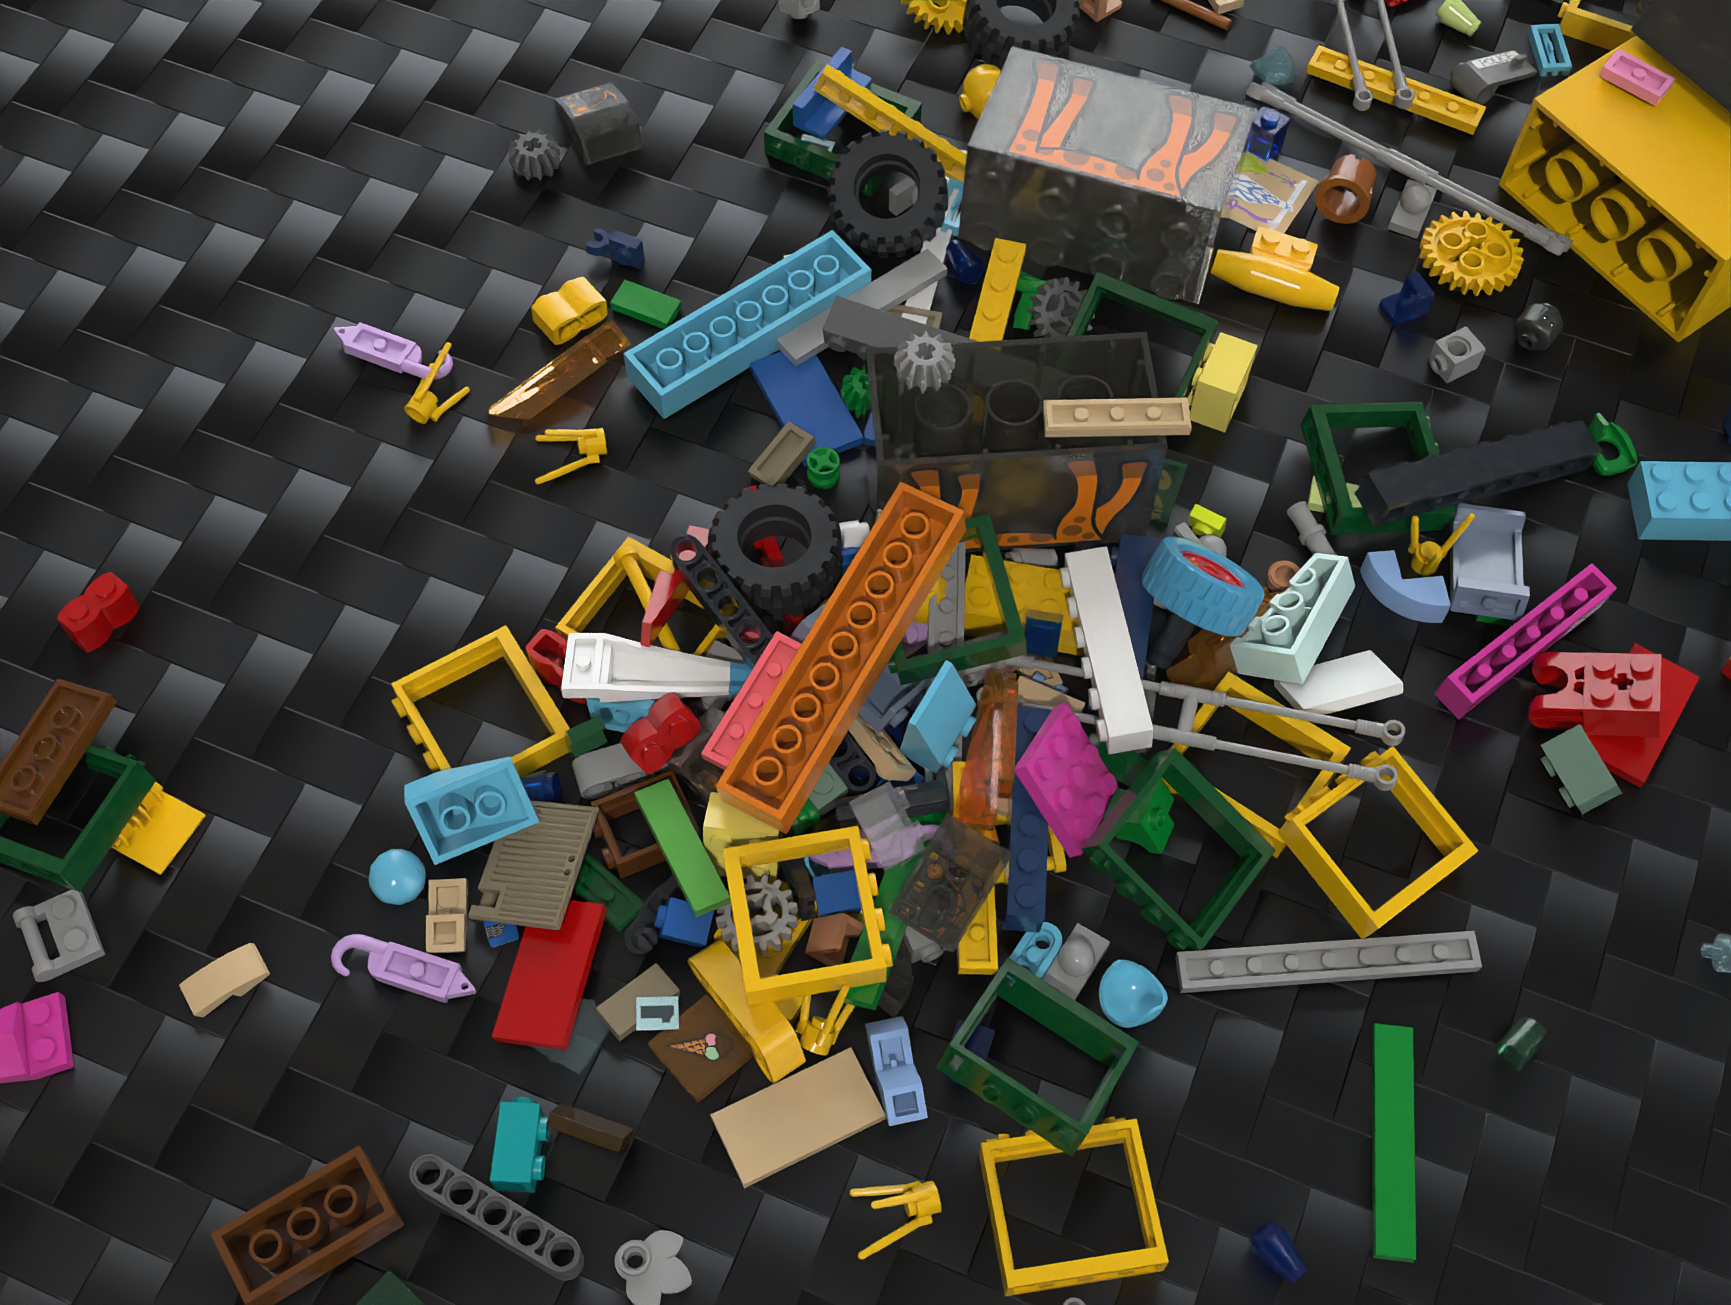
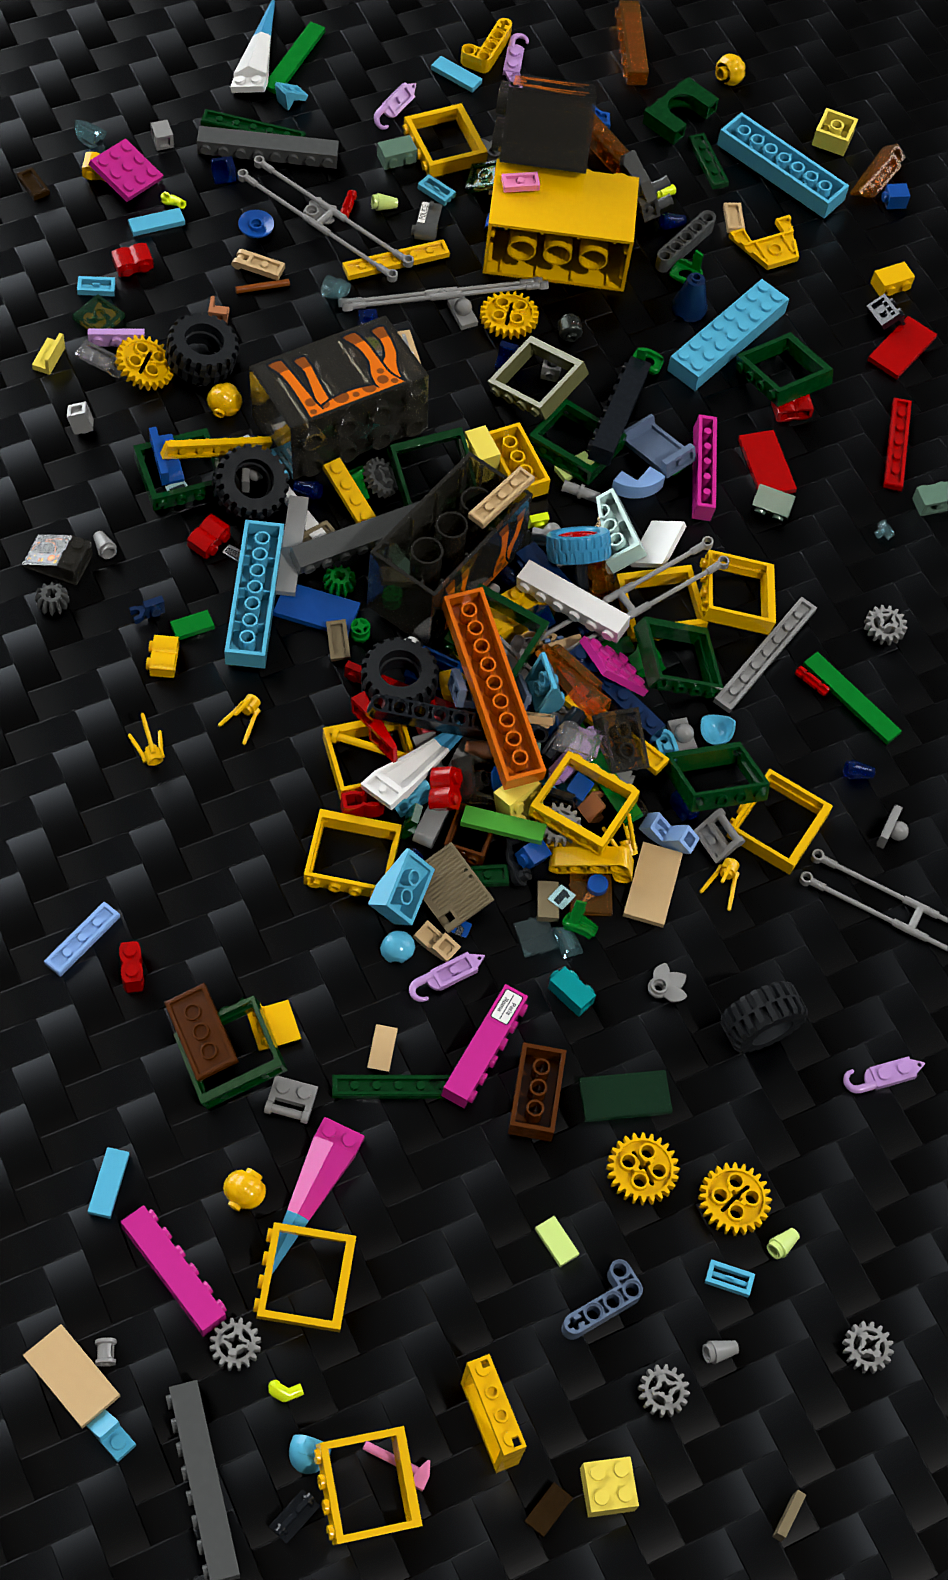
camera: 55 degrees left, 0 degrees up
(103, 536) = (81, 939): none -> light blue tile
(186, 1048) = (389, 1086): none -> dark green tile
(326, 1103) = (484, 1047): none -> dark pink brick
(387, 350) = (104, 744): lavender plate -> none
(483, 1204) = (587, 1028): dark grey beam -> none
(550, 979) = (508, 925): red tile -> none
(561, 374) = (196, 686): clear orange wedge -> none
(589, 1127) = (589, 959): dark brown tile -> none
(596, 1077) = (567, 942): none -> clear light blue brick
(634, 1050) = (578, 923): none -> green piece
(660, 145) = (105, 546): none -> light grey cone
(718, 1043) = (597, 884): none -> blue tile
(750, 700) = (477, 739): coral plate -> none
(782, 222) = (209, 536): none -> red brick
(924, 361) = (405, 536): light grey gear -> none
(947, 1138) = (714, 840): none -> light grey plate
(1260, 430) = (518, 451): none -> yellow brick
(1277, 270) = (446, 387): yellow plate -> none
(1280, 574) = (588, 518): nougat tile -> none
(1332, 194) = (432, 324): dark orange piece -> none
(1357, 1061) = (812, 681): none -> red axle
(1412, 380) = (556, 396): none -> olive window
(1429, 554) = (632, 464): yellow plant -> none
(1521, 1042) = (856, 623): clear green brick -> none
(1574, 1072) = (885, 624): none -> light grey gear
(1600, 692) = (753, 465): red brick -> none

